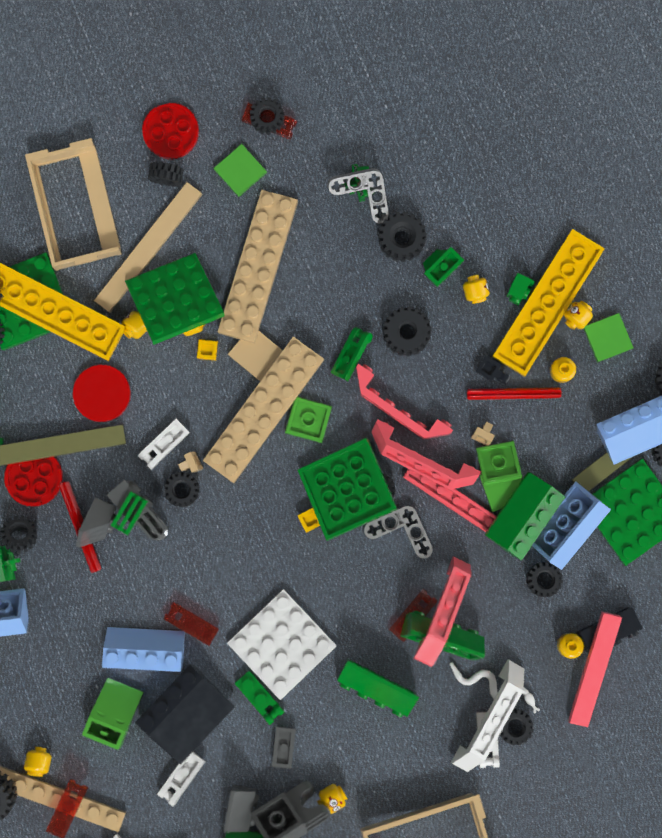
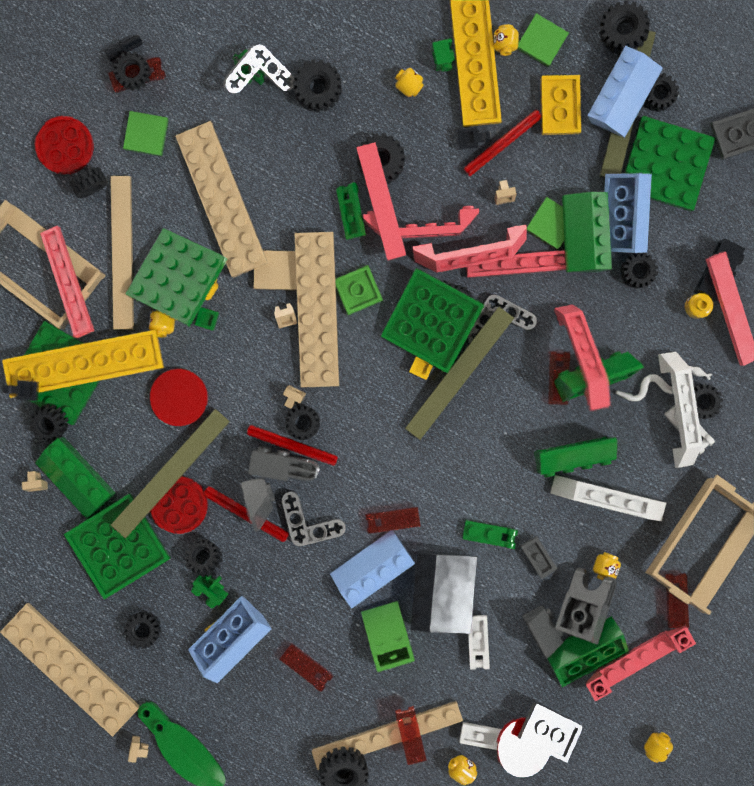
camera: 30 degrees left, 5 degrees up
(29, 687) = (306, 666): none -> clear red plate
(37, 762) = (359, 718): yellow head -> none
(87, 237) = (67, 282): none -> coral tile
(117, 578) = (308, 530): none -> light grey beam
(137, 498) = (278, 477): green tile -> none
(159, 501) = (292, 445): none -> red axle
(164, 443) = (260, 397): white plate -> none
(172, 349) = (207, 319): none -> green plate
(207, 350) = (234, 297): yellow tile -> none
(234, 395) = (285, 316): none -> tan tile
(275, 92) = (123, 47): none -> black axle
(281, 644) = (475, 480): white plate -> none
(336, 548) = (459, 373): none -> olive tile
(377, 744) = (608, 498): none -> white slope
(379, 365) = (381, 201): none -> coral tile
(441, 265) = (366, 84): green slope -> none
(498, 463) = (534, 207): bright green tile -> none
(562, 369) = (527, 93): yellow head -> none
(583, 399) = (560, 105): none -> yellow plate

